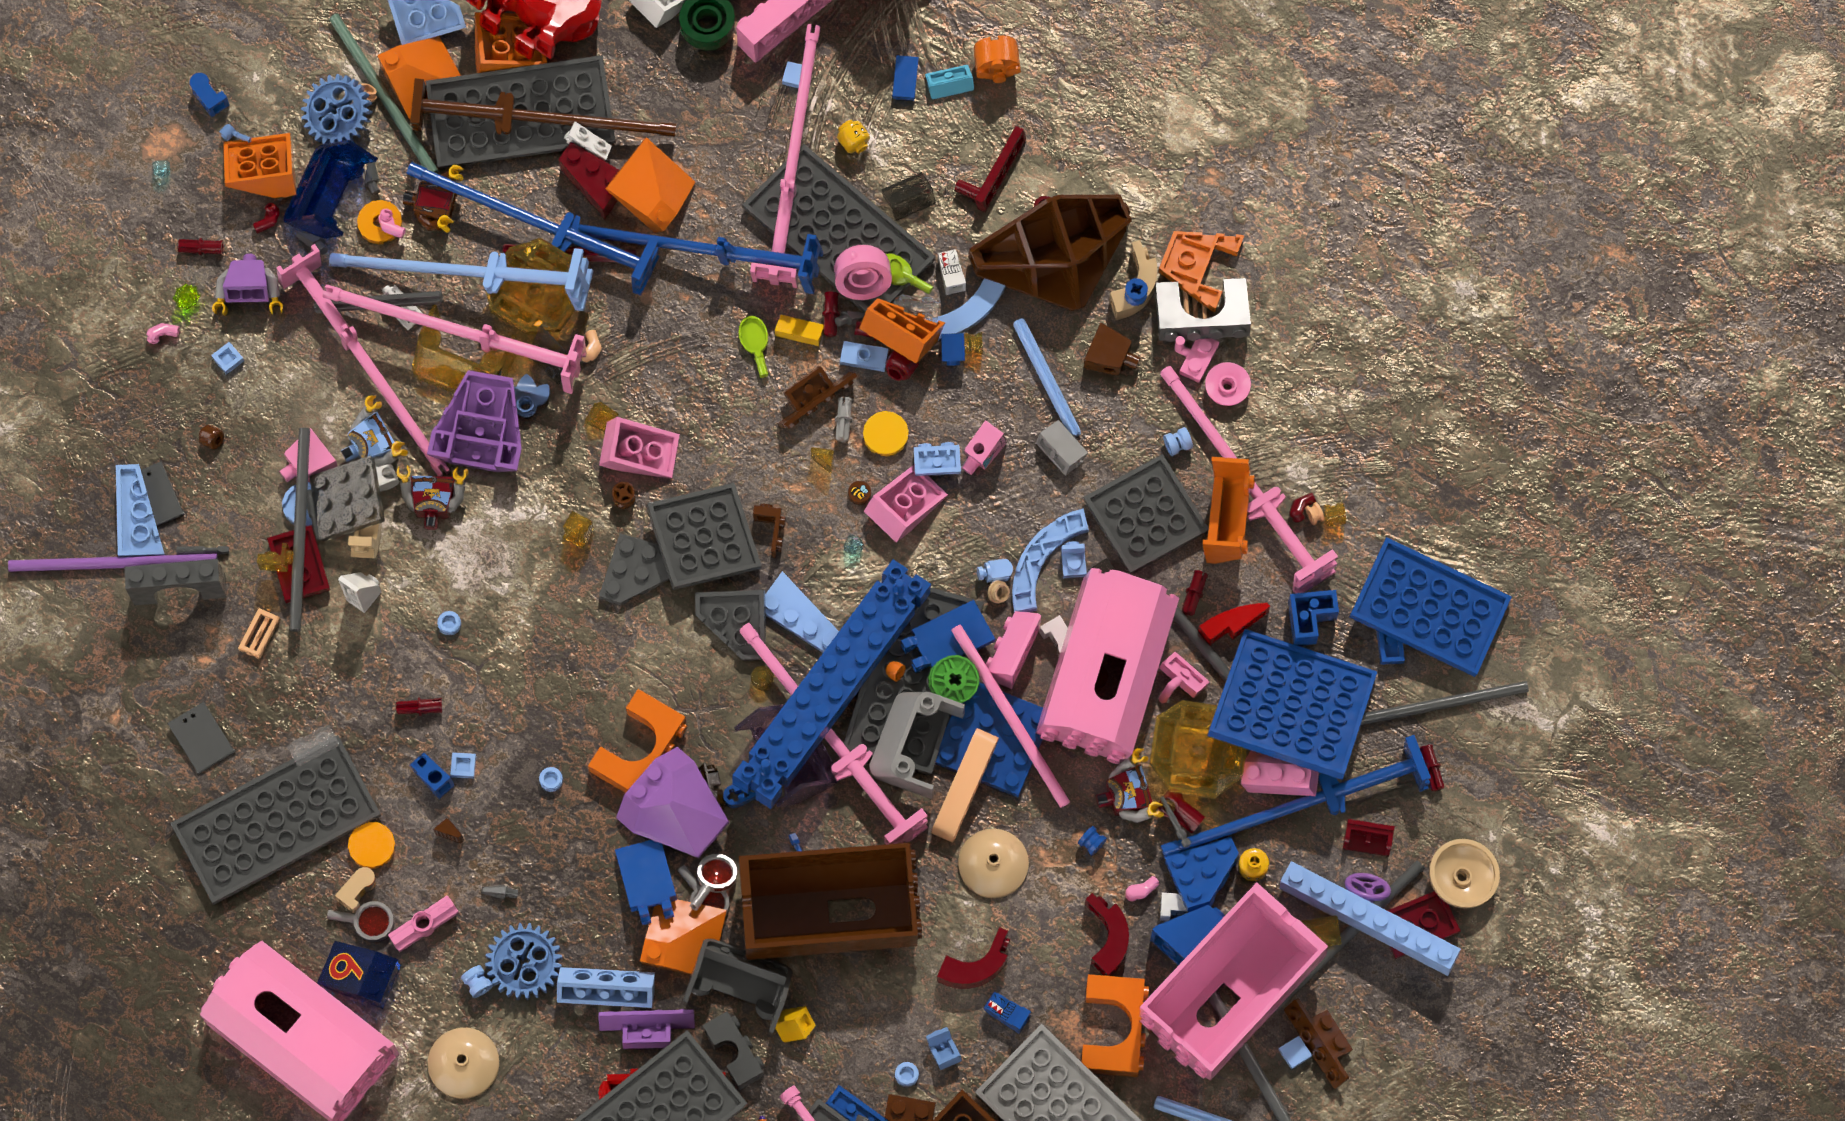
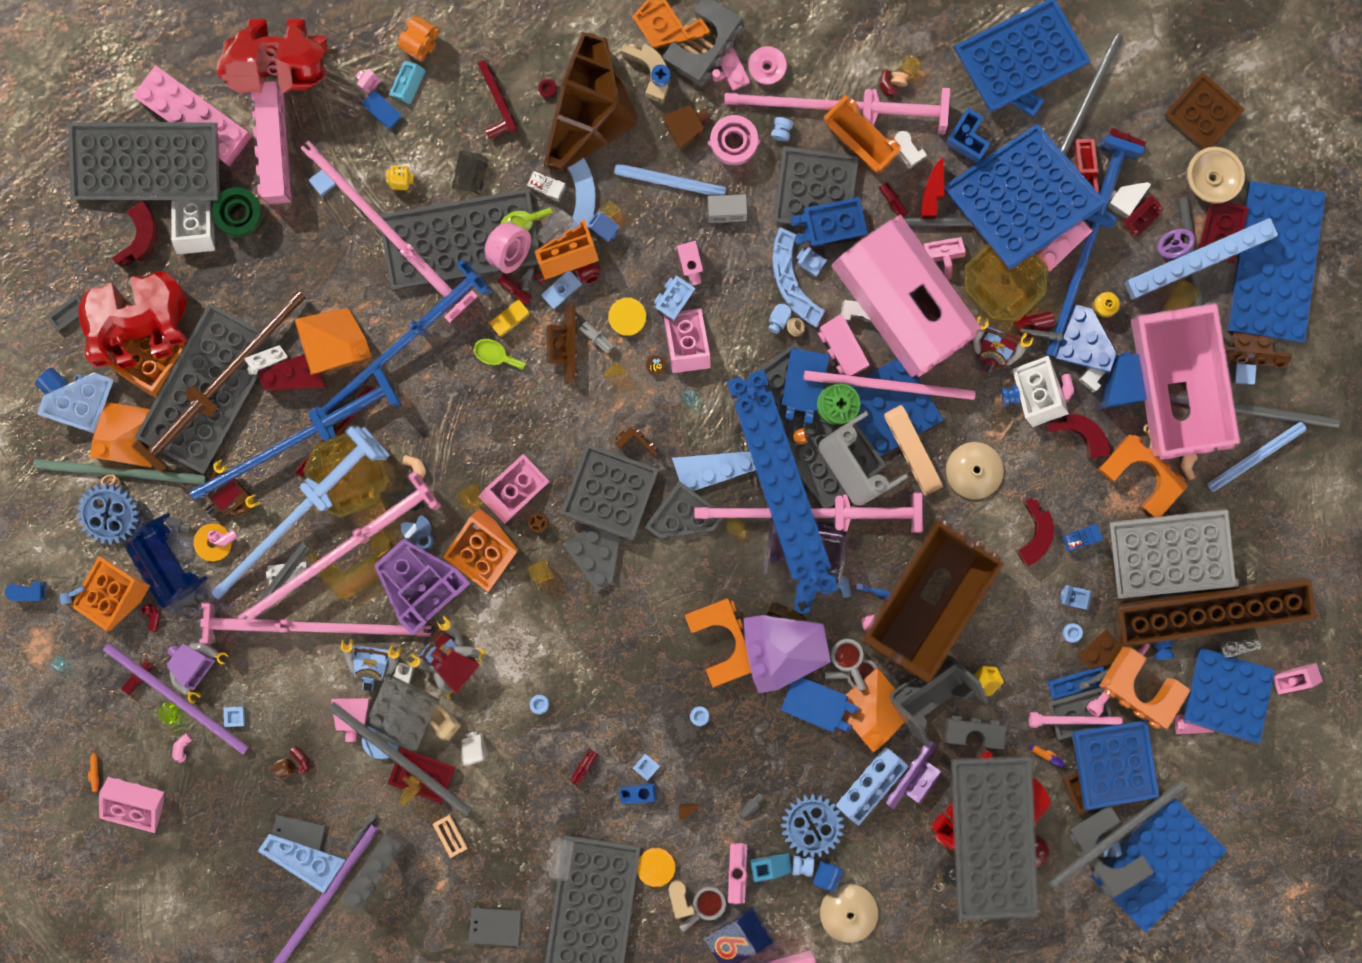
camera: 50 degrees left, 15 degrees up
(74, 325) = (130, 804): none -> bright pink slope
(77, 274) = (93, 776): none -> orange piece
(206, 293) = (175, 698): none -> medium lavender piece
(232, 445) = (301, 759): none -> dark red arm
(426, 514) = (455, 667): none -> dark red torso
(452, 949) = (770, 867): none -> dark azure slope
(484, 1011) = (828, 876): none -> blue piece
(557, 460) = (481, 550): none -> orange slope
(784, 819) = (844, 586): none -> medium blue arm
(922, 45) = (367, 81): none -> bright pink tile
(1117, 864) = (1040, 391): none -> white slope
(1123, 546) = (831, 222): none -> blue tile
(1128, 387) = (738, 125): none -> bright pink piece
(1160, 1061) = (1186, 466): none -> light nougat arm
(1255, 563) = (908, 151): none -> white leg
(1373, 748) = (1086, 160): none -> red slope
(1375, 808) = (1126, 198): none -> white slope
(1420, 1011) = (1277, 276): none -> blue plate
(1519, 820) = (1204, 112): none -> reddish brown plate

